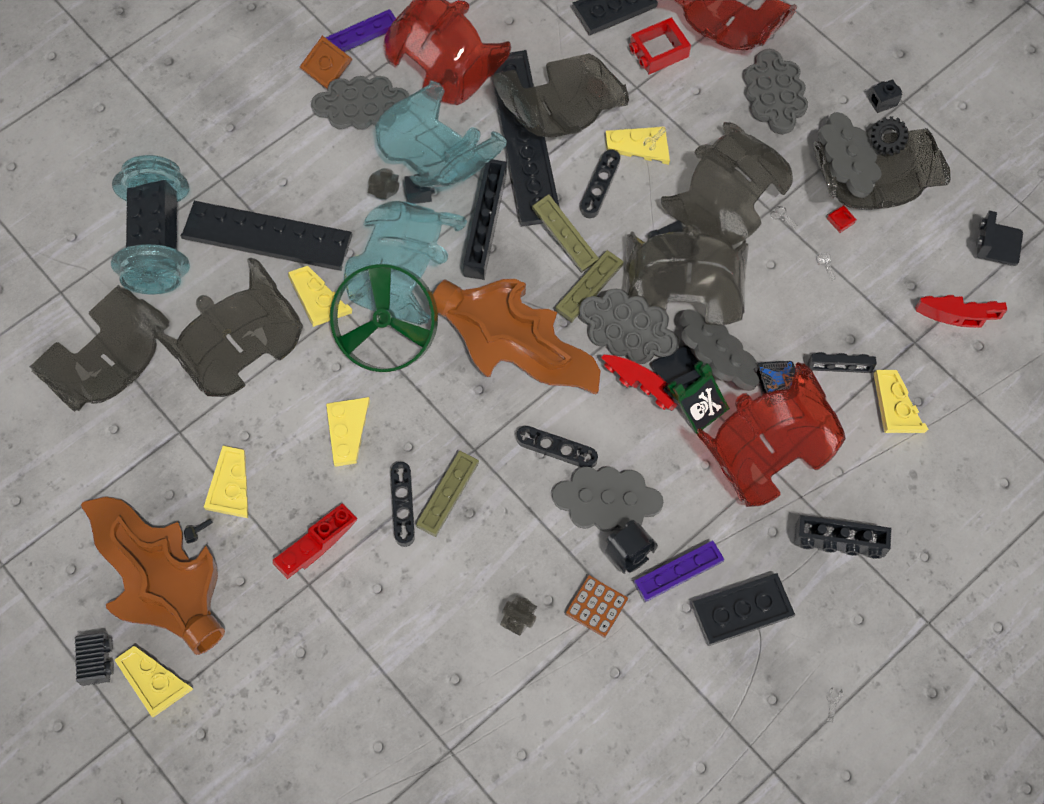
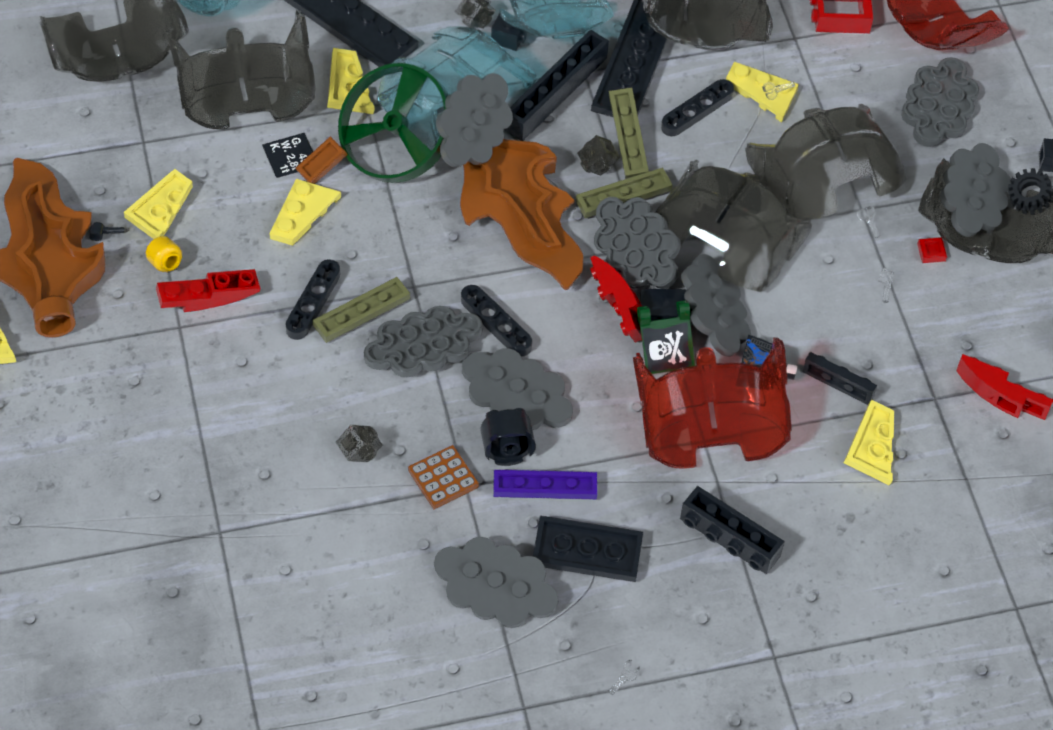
camera: 25 degrees right, 10 degrees down
(259, 527) = (164, 254): none -> yellow head
(307, 383) = (287, 153): none -> black sticker
(338, 378) = (321, 161): none -> dark orange tile
(449, 287) = (474, 120): none -> dark grey plate
(512, 496) = (423, 341): none -> dark grey plate
(553, 264) = (598, 155): none -> clear smoke brick
(693, 677) = (496, 582): none -> dark grey plate

